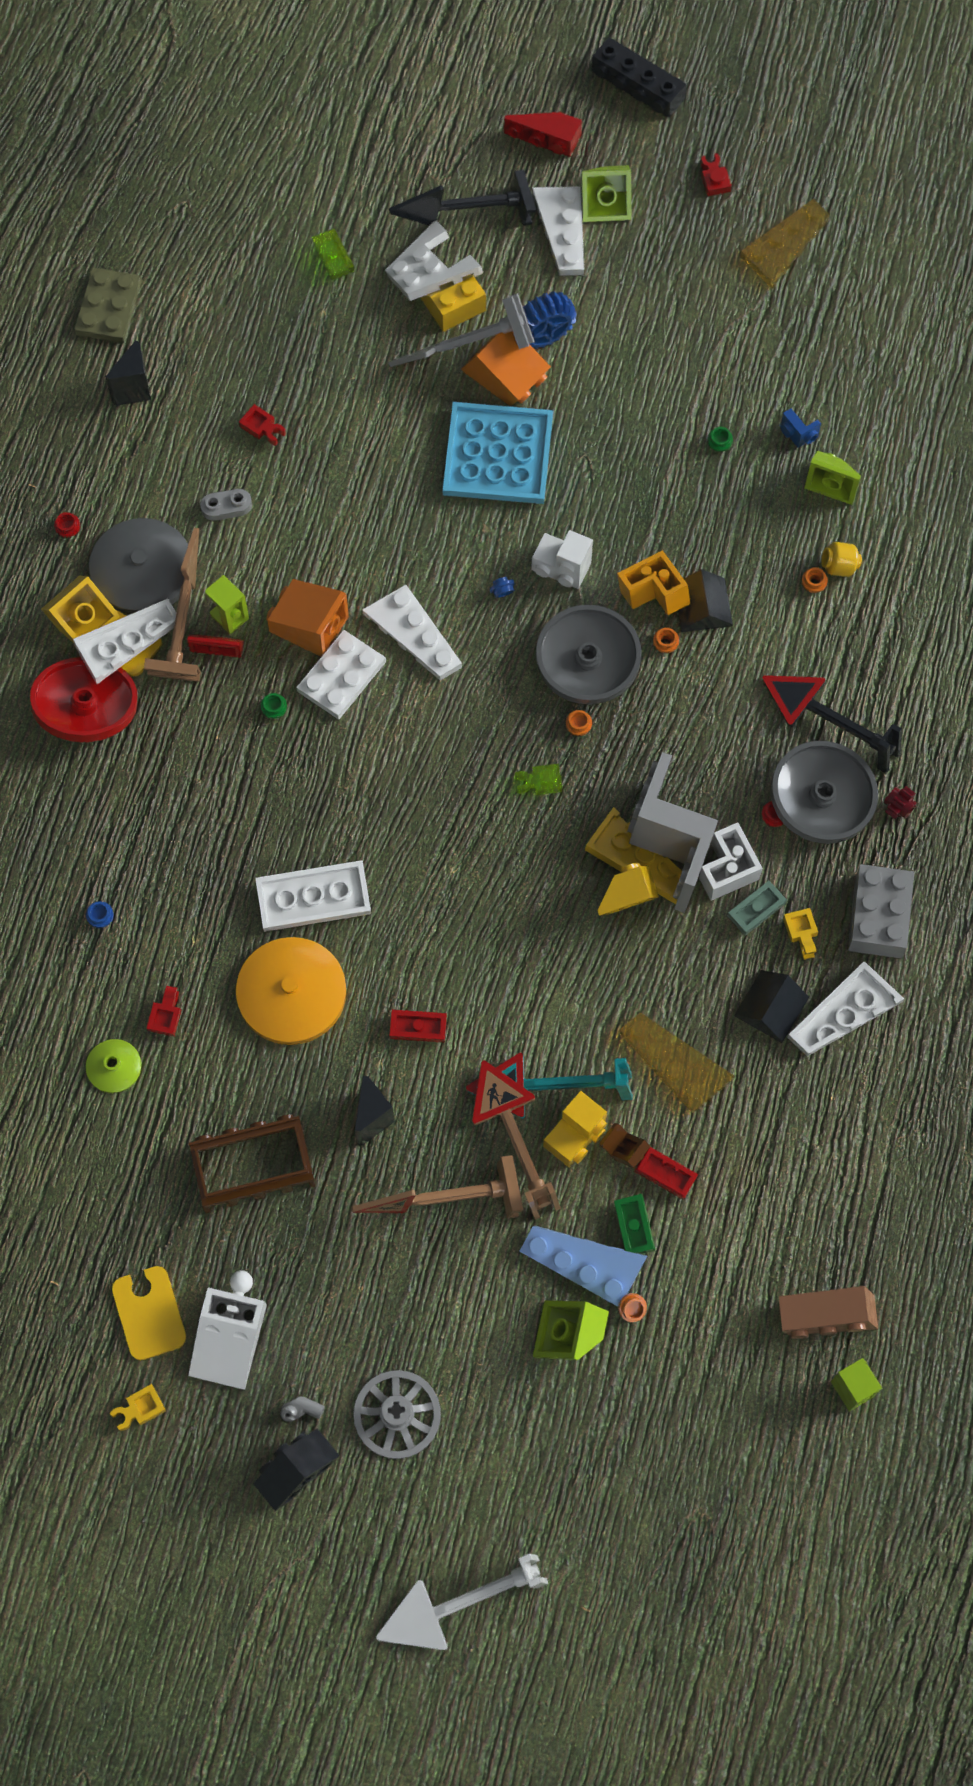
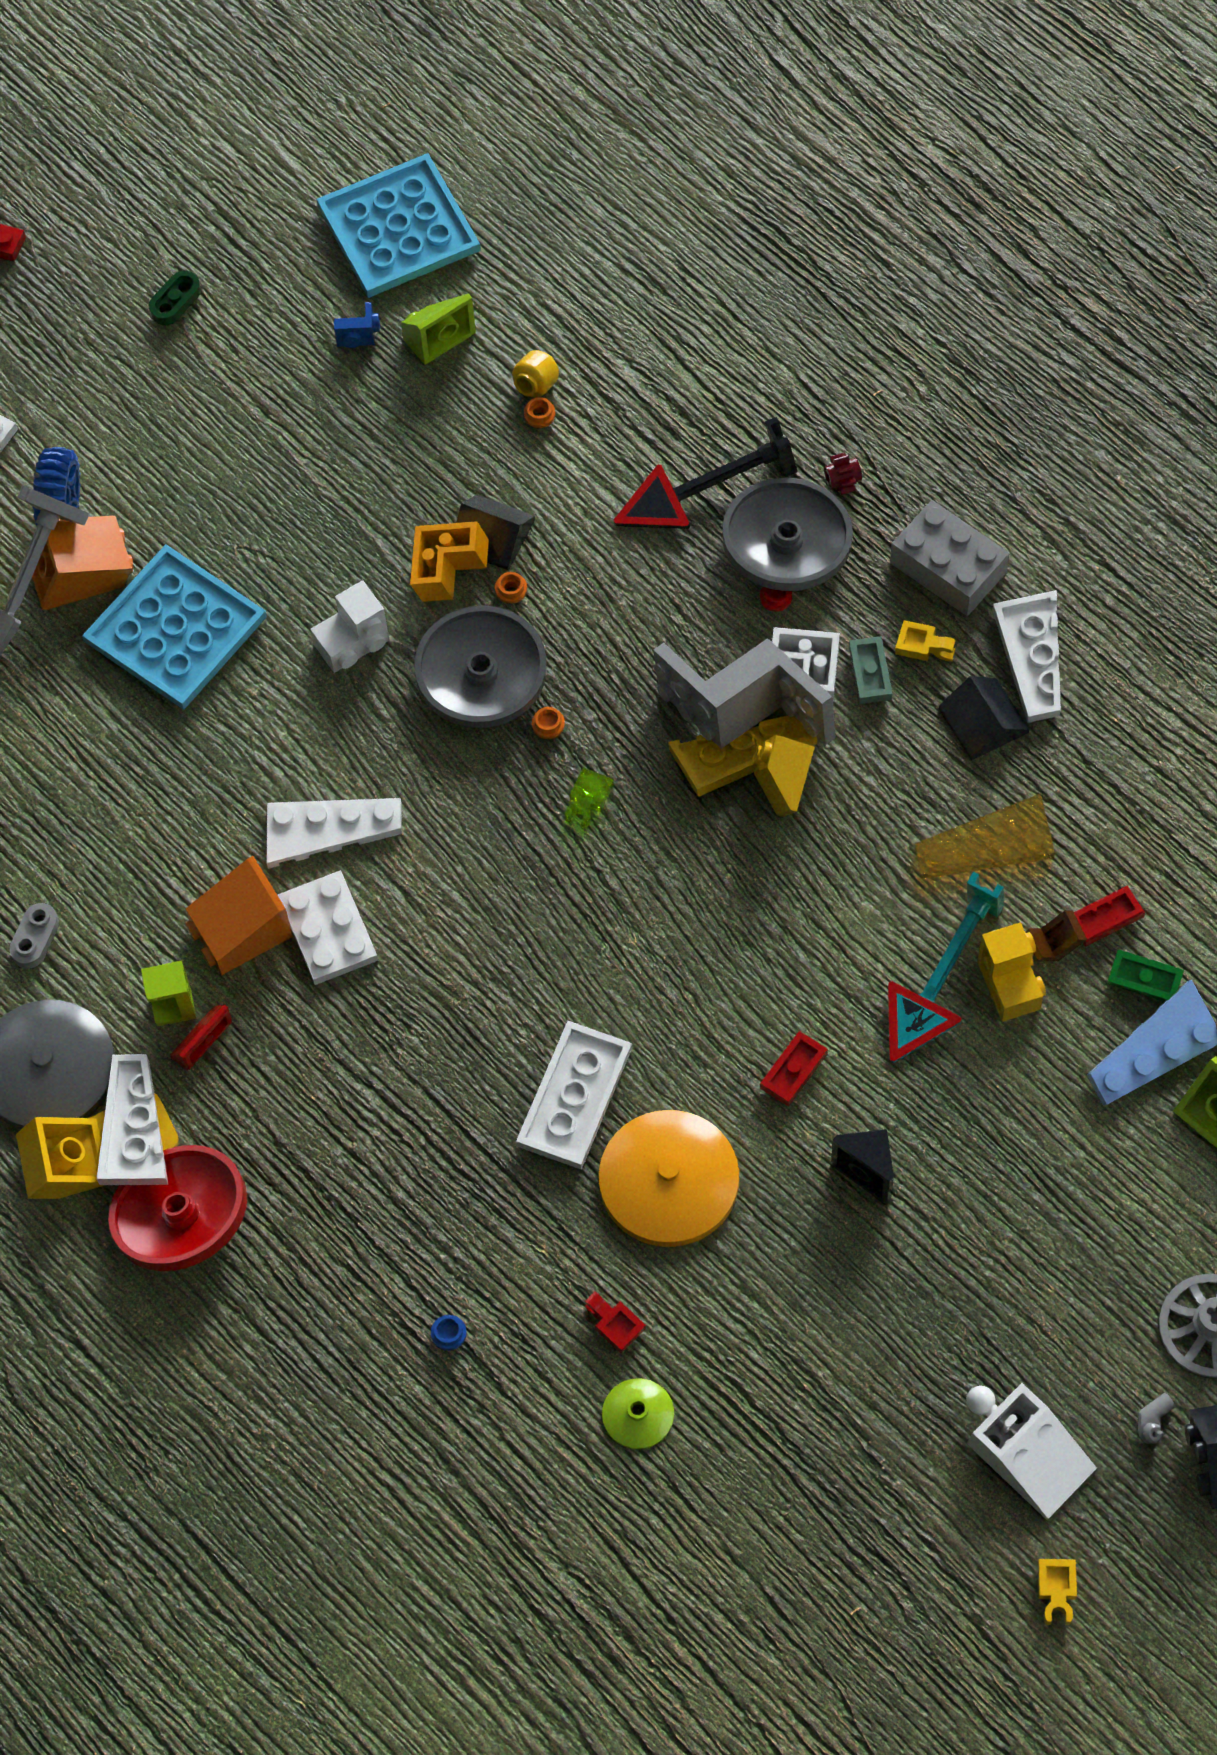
camera: 55 degrees left, 5 degrees down
(151, 1321) = (961, 1525): yellow piece -> none
(173, 665) = (199, 1093): medium nougat piece -> none
(258, 1188) = (805, 1325): reddish brown window -> none
(273, 706) = (318, 1016): green plate -> none
(498, 1097) = (926, 1030): medium nougat piece -> none
(502, 587) = (339, 709): blue plate -> none
(505, 1187) = (1030, 1077): medium nougat piece -> none
(720, 439) = (314, 408): green plate -> none
(744, 304) = (172, 298): none -> dark green plate
(779, 247) = (128, 222): clear yellow wing -> none
(899, 406) = (398, 225): none -> medium azure plate

